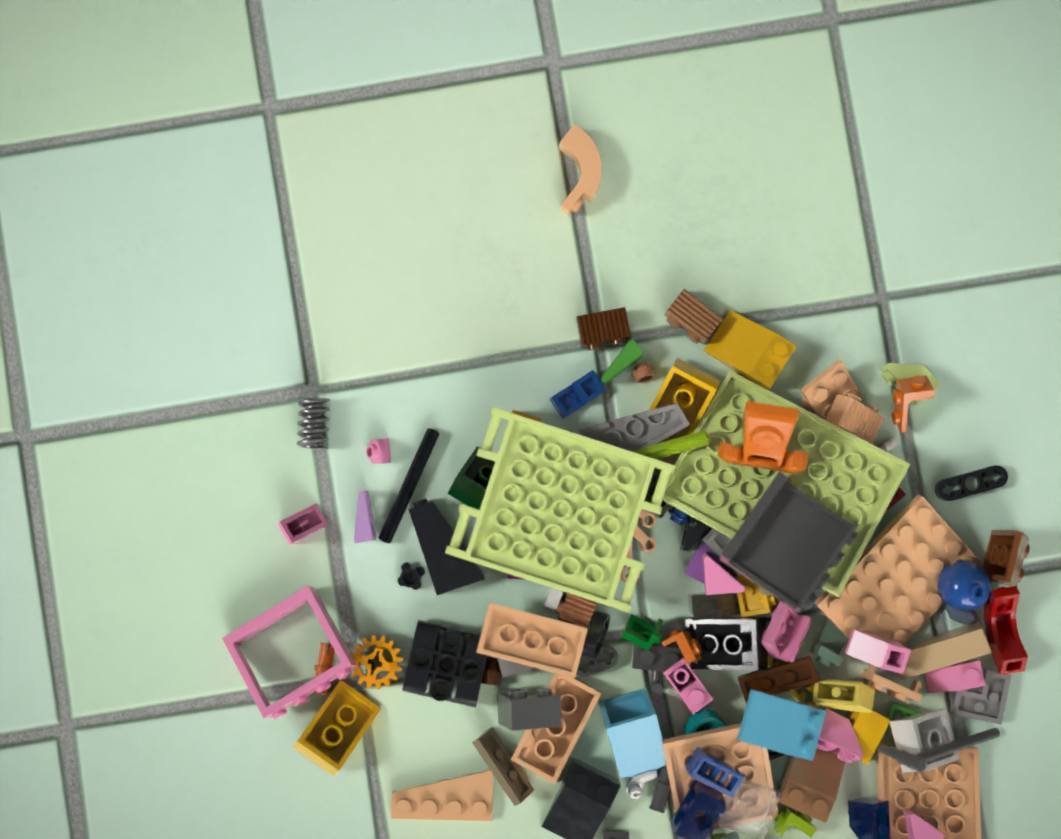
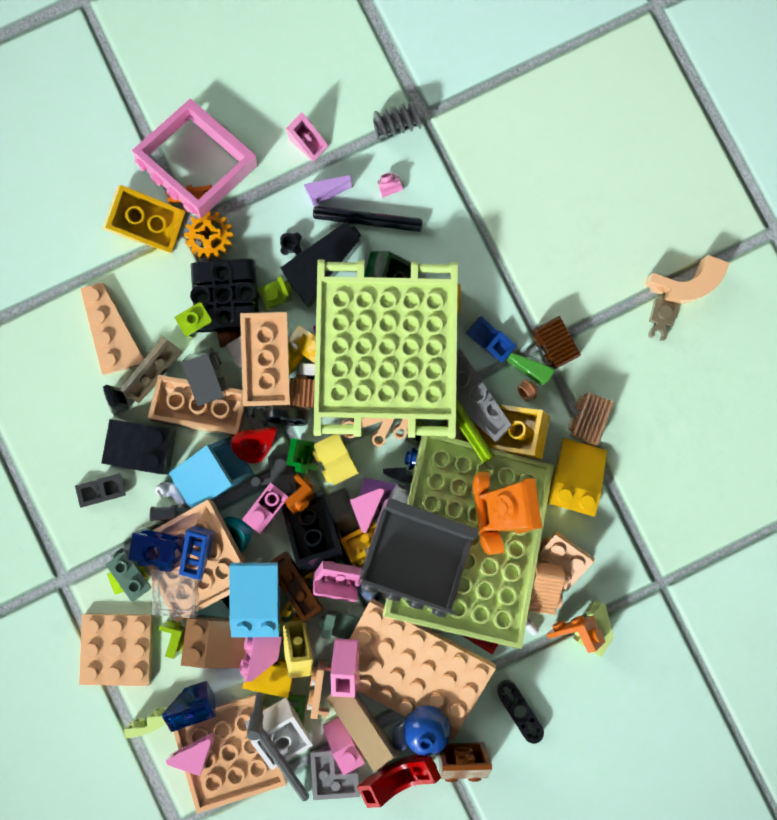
camera: 75 degrees right, 0 degrees up
(459, 608) = (275, 293): none -> lime bracket
(464, 704) = (193, 319): none -> lime bracket
(524, 813) = (115, 399): none -> black slope
(525, 596) = (301, 345): none -> yellow plate
(606, 207) = (663, 316): none -> dark tan plate
(617, 679) = (253, 444): none -> red piece
(657, 596) = (336, 459): none -> light yellow brick

